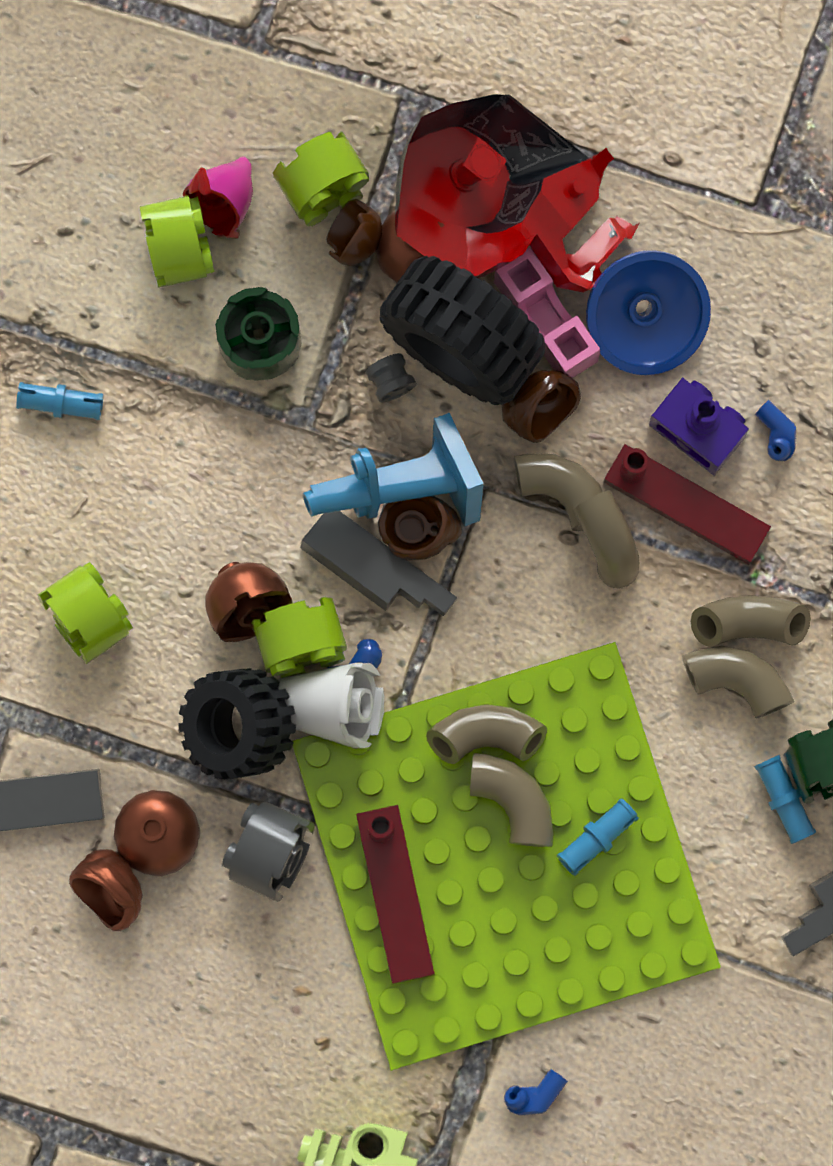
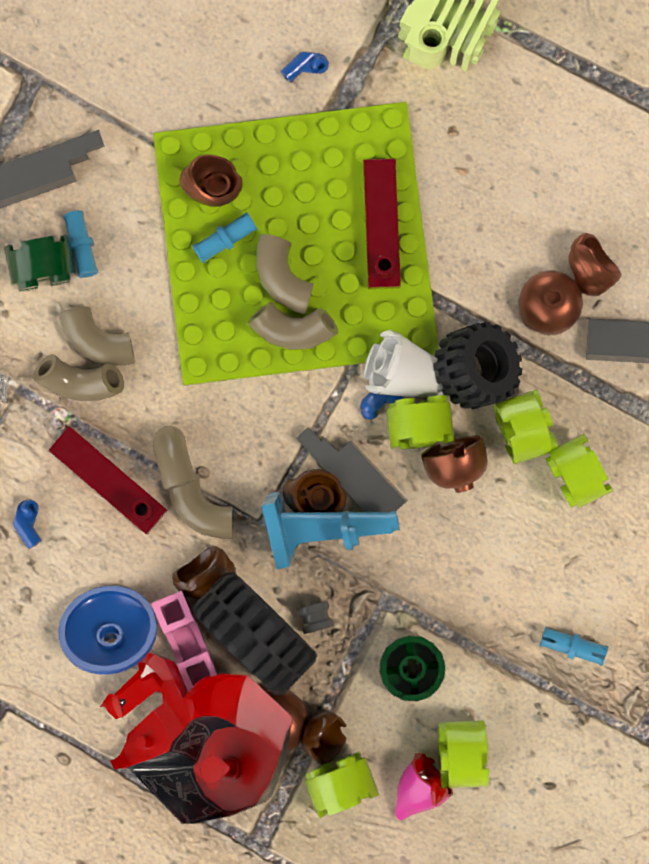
camera: 170 degrees left, 5 degrees up
(162, 657) = (525, 426): none -> lime brick
(268, 850) = (469, 269): dark grey brick -> none
(618, 910) = (211, 180): none -> copper hair
(699, 425) = (86, 537): dark purple brick -> none

